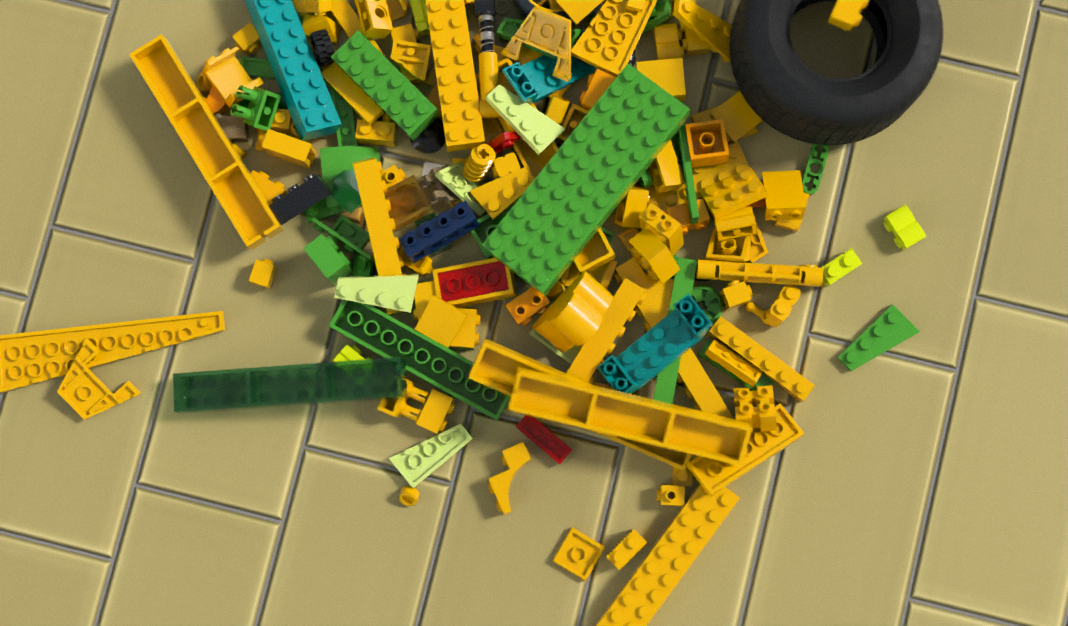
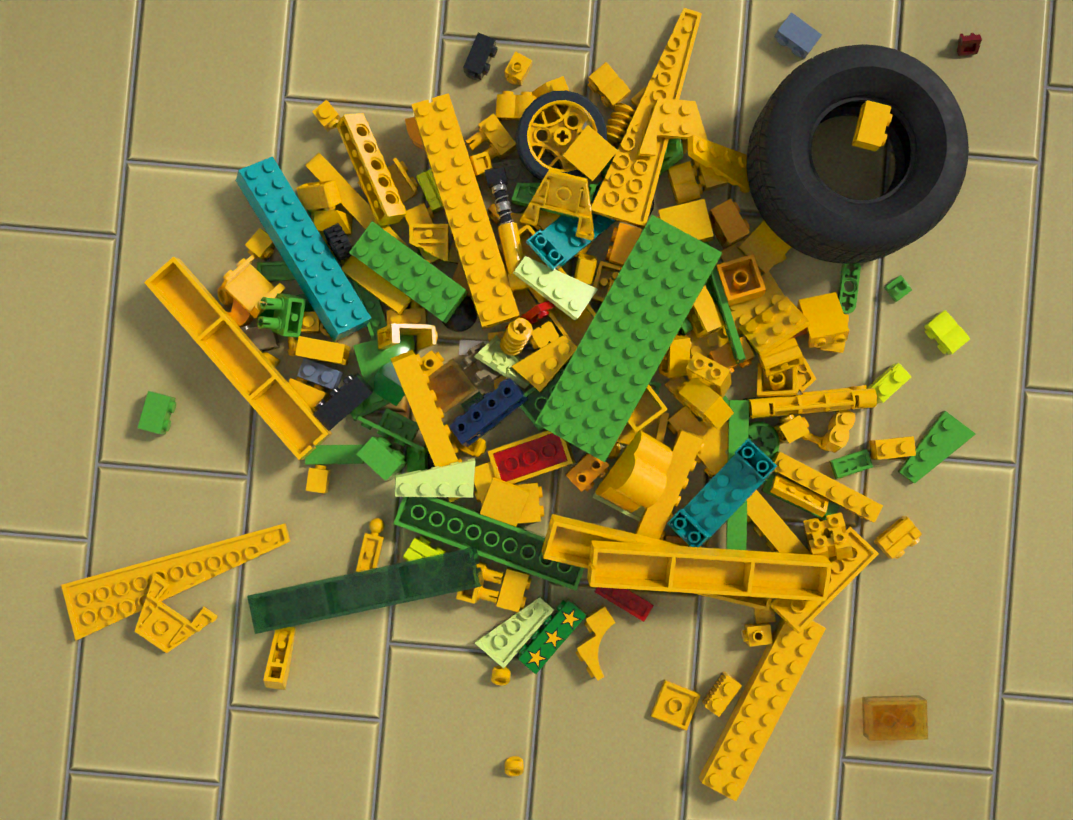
camera: 15 degrees left, 5 degrees up
(118, 184) = (157, 413): none -> bright green brick
(194, 443) = (280, 658): none -> yellow slope
(282, 171) = (320, 374): none -> sand blue brick
(282, 253) = (335, 455): none -> bright green tile
(304, 345) = (371, 546): none -> yellow plate
(357, 140) = (390, 335): none -> yellow panel
(407, 589) = (514, 766): none -> yellow tile
(466, 463) = (551, 636): none -> green brick
(703, 87) = (728, 223): none -> light orange brick
(790, 341) = (851, 463): none -> bright green plate
(796, 600) = (895, 718): none -> clear yellow brick
(827, 421) = (898, 537): none -> yellow brick
(833, 331) = (892, 447): none -> yellow brick
(863, 177) = (898, 288): none -> bright green tile

